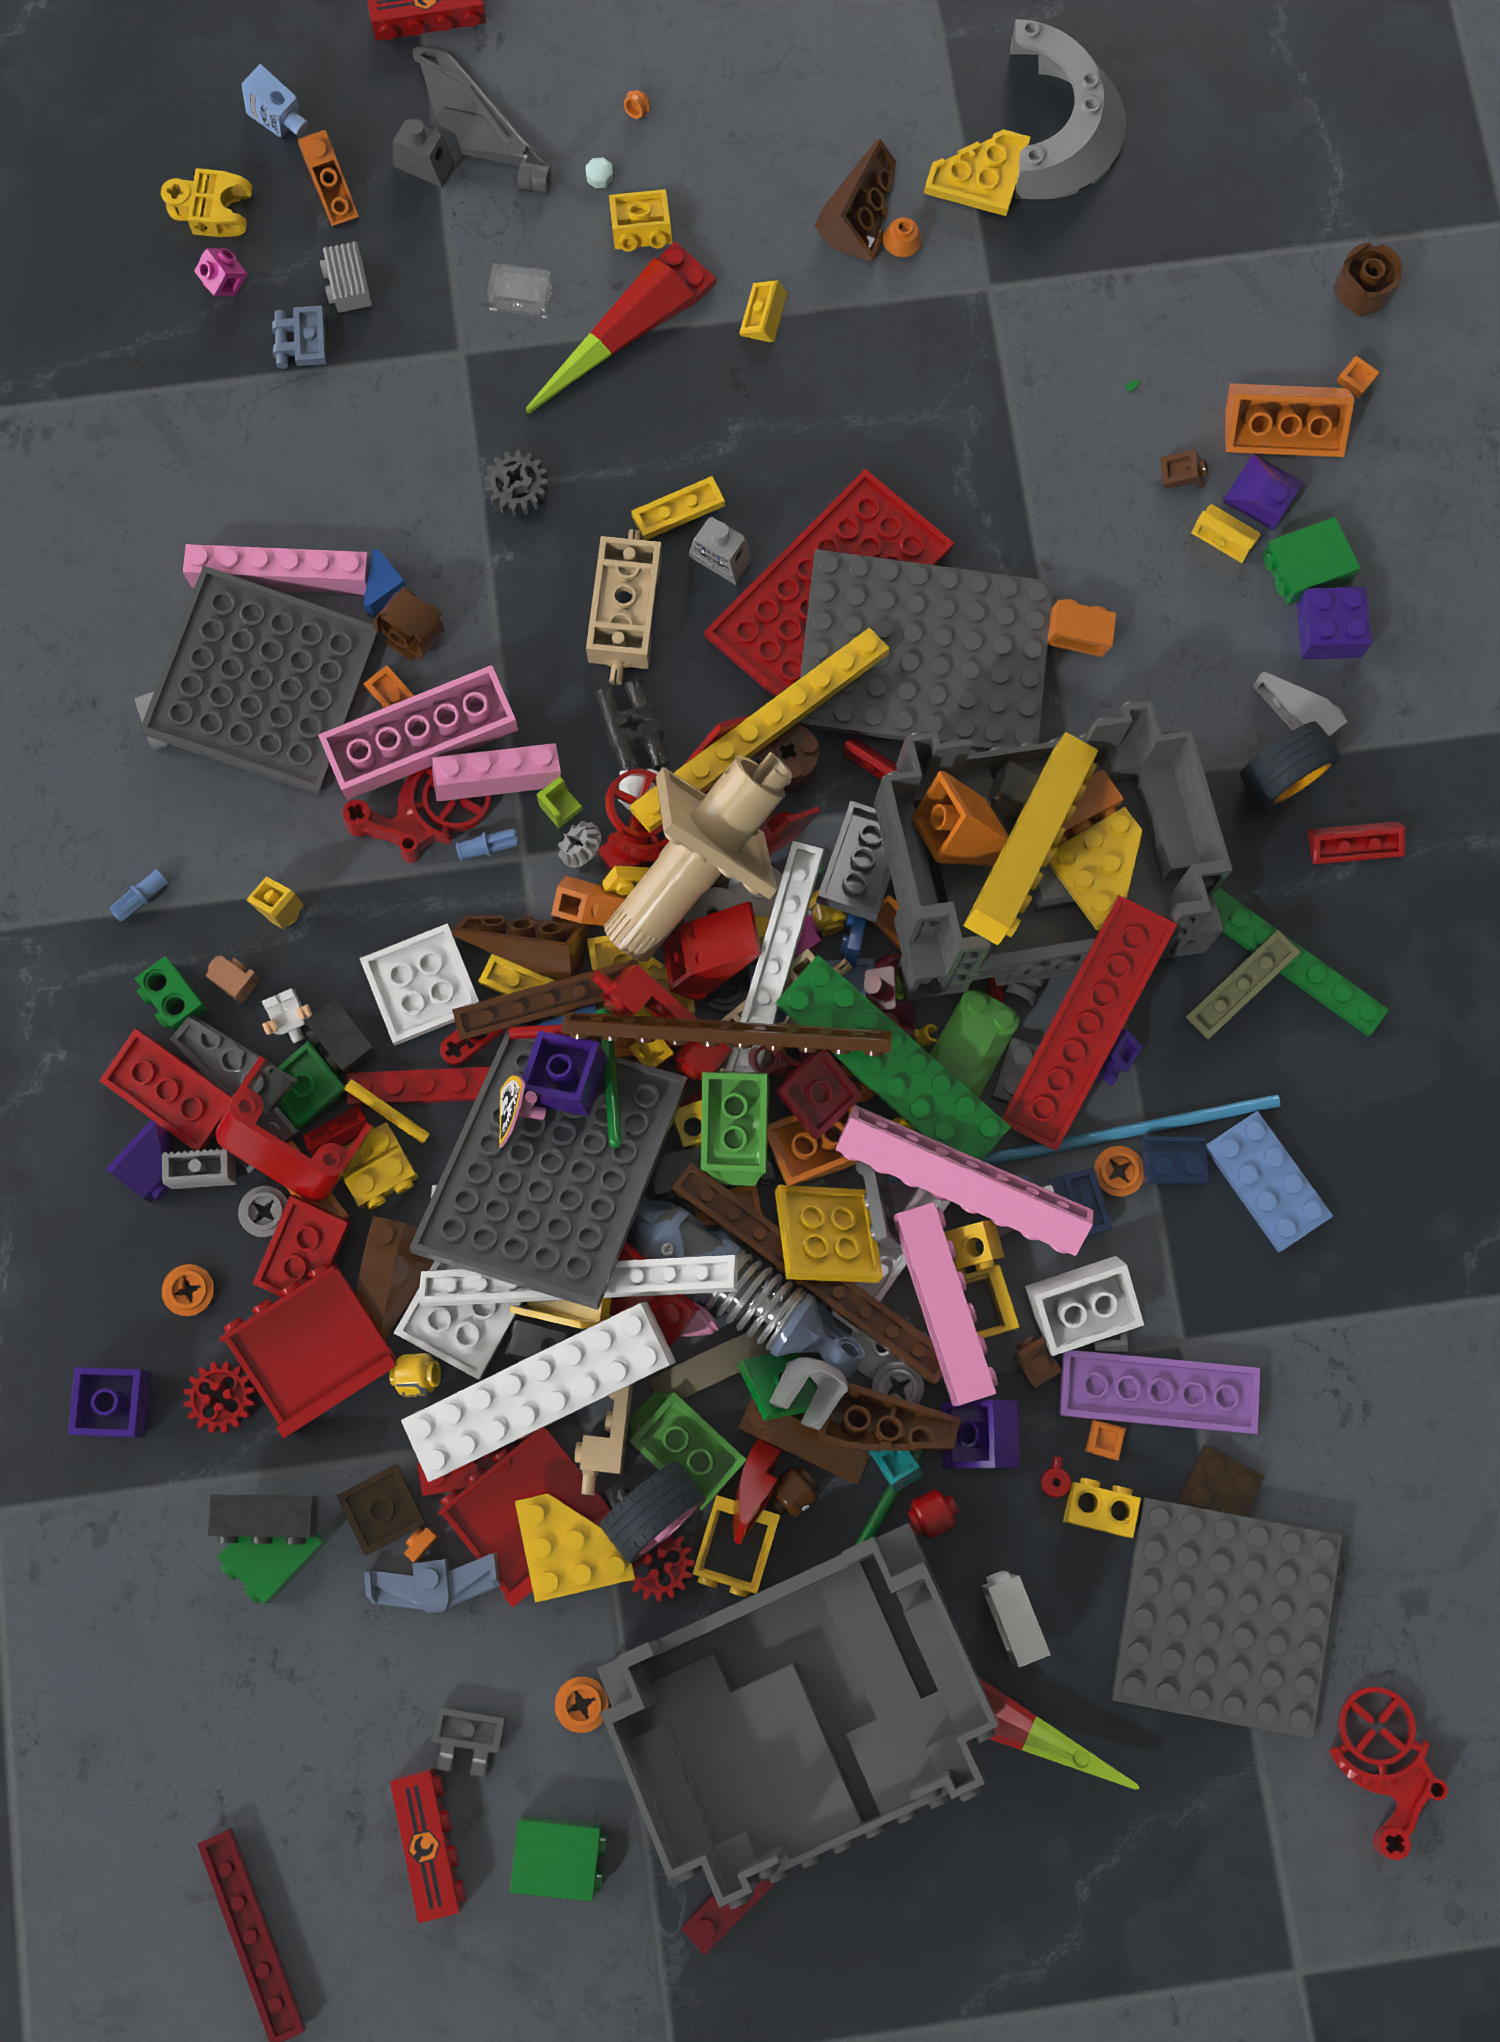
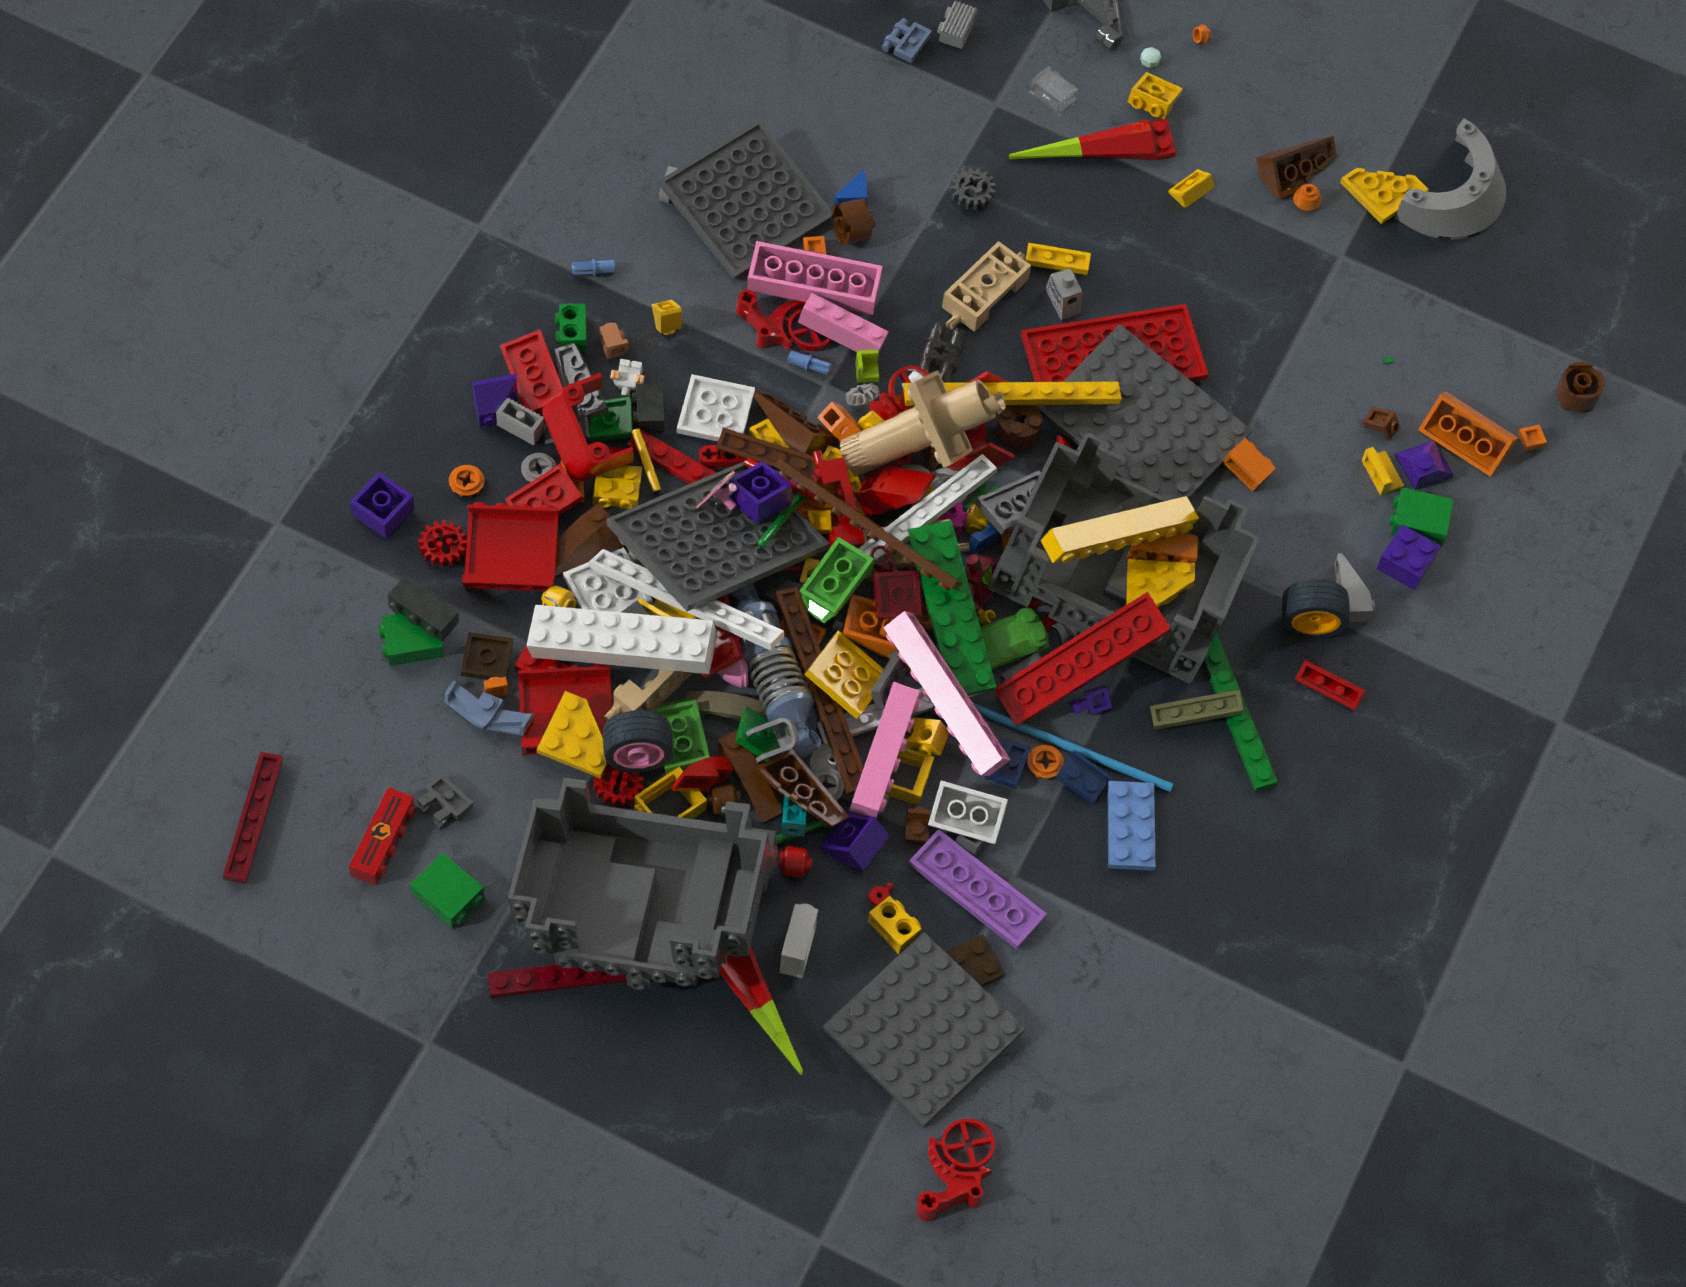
camera: 30 degrees right, 15 degrees down
(283, 568) = (805, 152): bright pink brick -> none
(566, 1698) = (512, 821): orange gear -> none
(958, 824) = (1084, 496): orange slope -> none
(1105, 1440) = (925, 894): orange tile -> none

